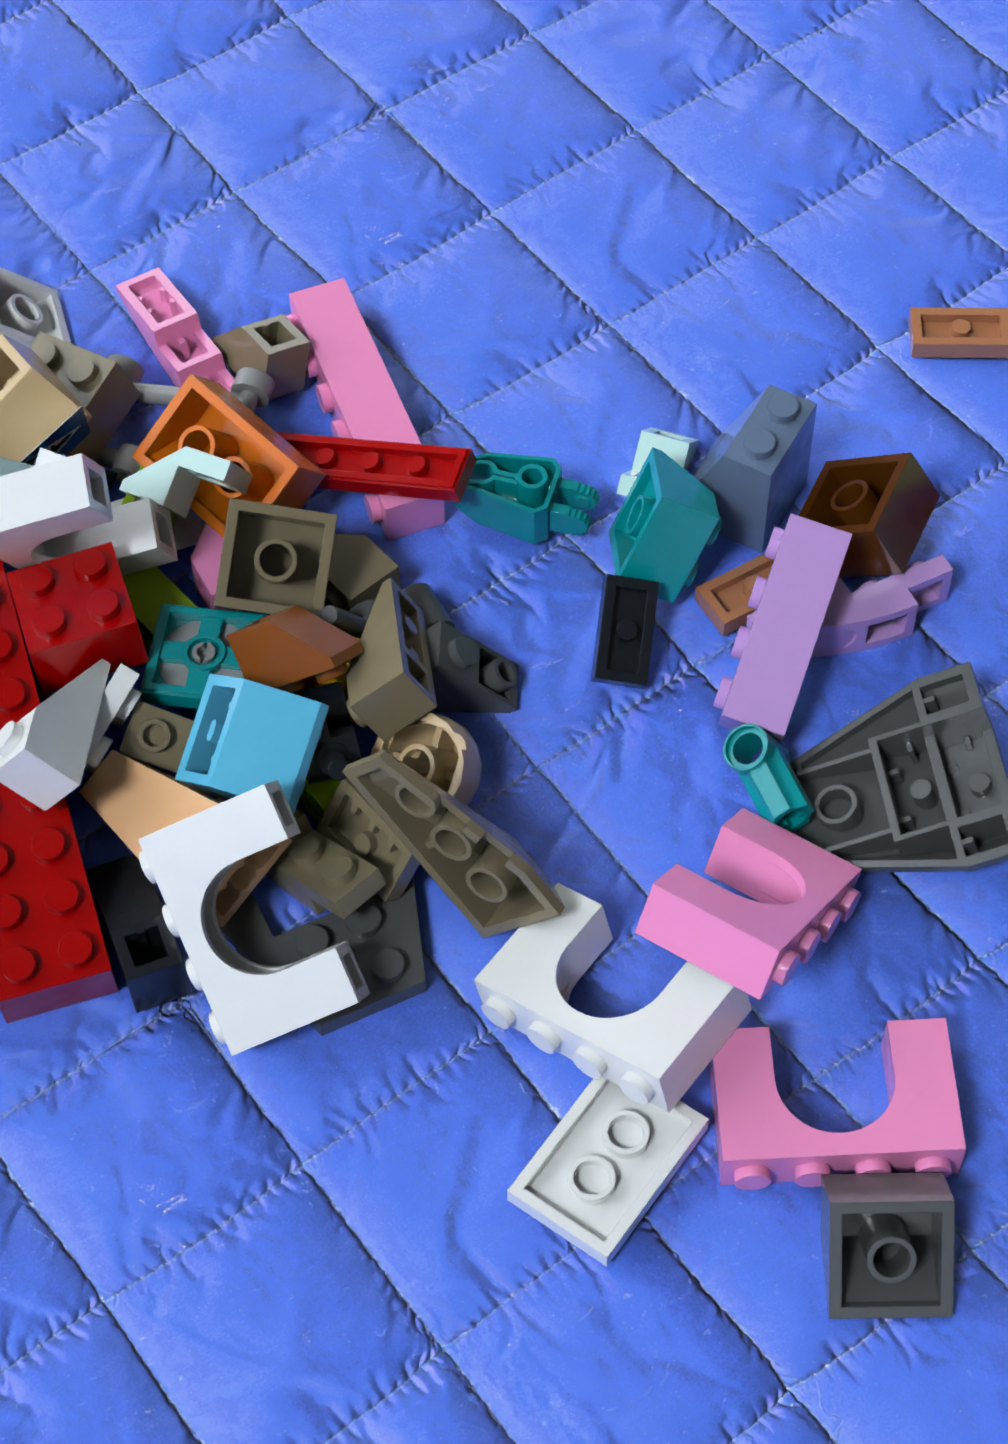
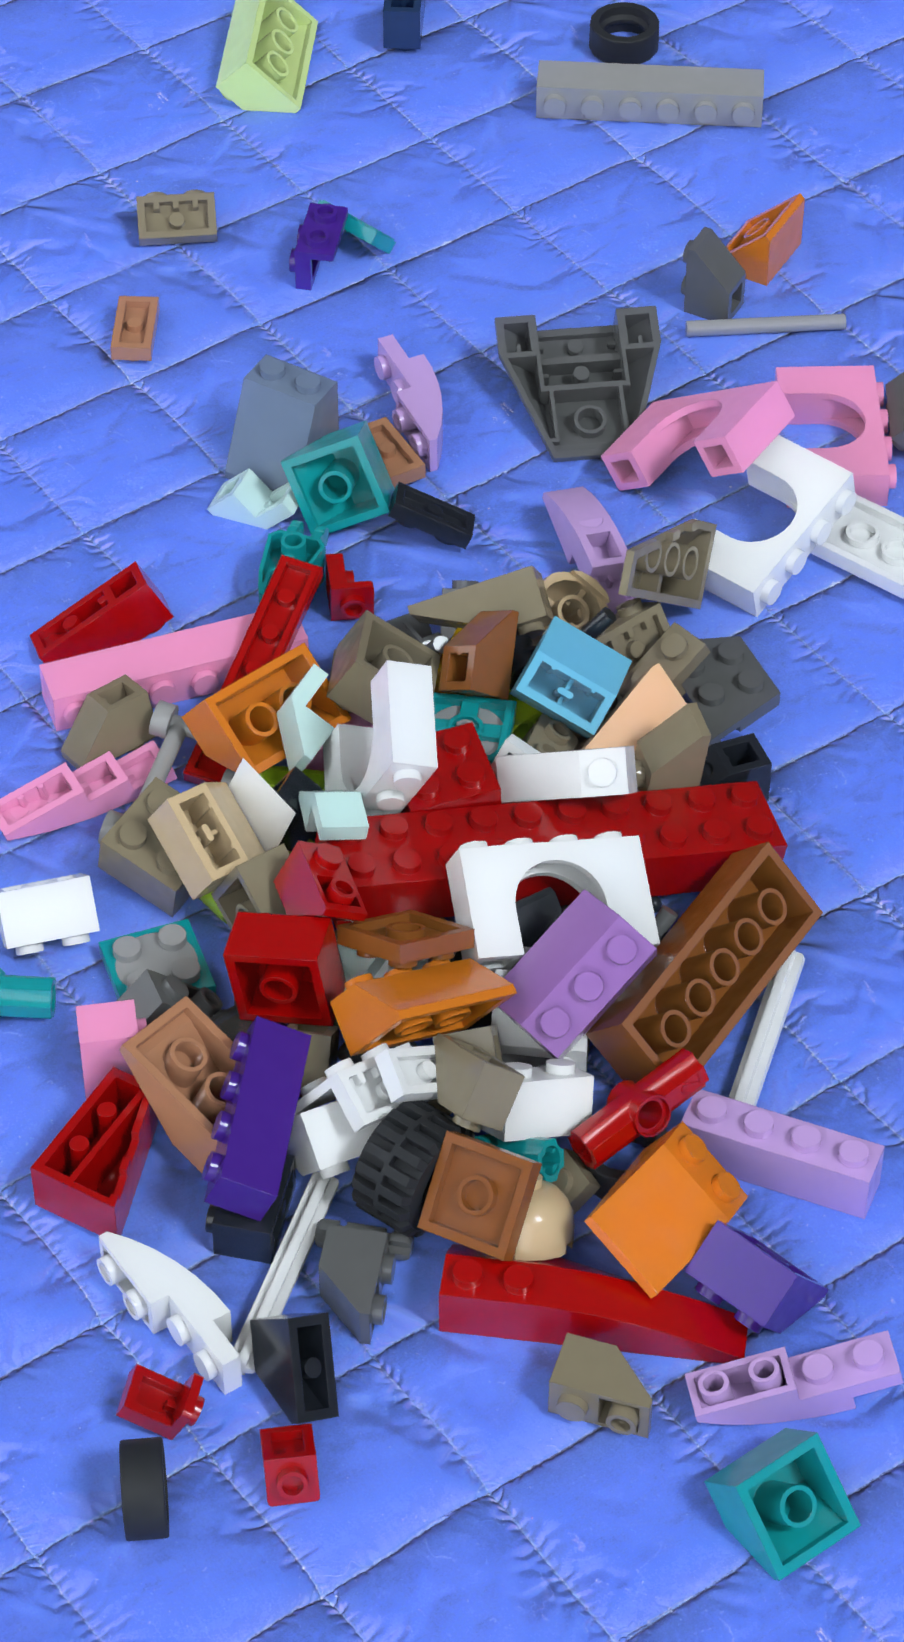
camera: 90 degrees left, 10 degrees down
(110, 857) = (673, 751): none -> dark tan slope
(246, 998) = (767, 667): white arch -> none
(442, 341) = (109, 616): none -> red slope
(497, 548) = (345, 597): none -> red bracket
(587, 796) = (589, 538): none -> lavender slope
(769, 778) = (573, 445): teal piece -> none
(785, 626) = (455, 410): lavender brick -> none
(879, 502) = (354, 360): reddish brown brick -> none

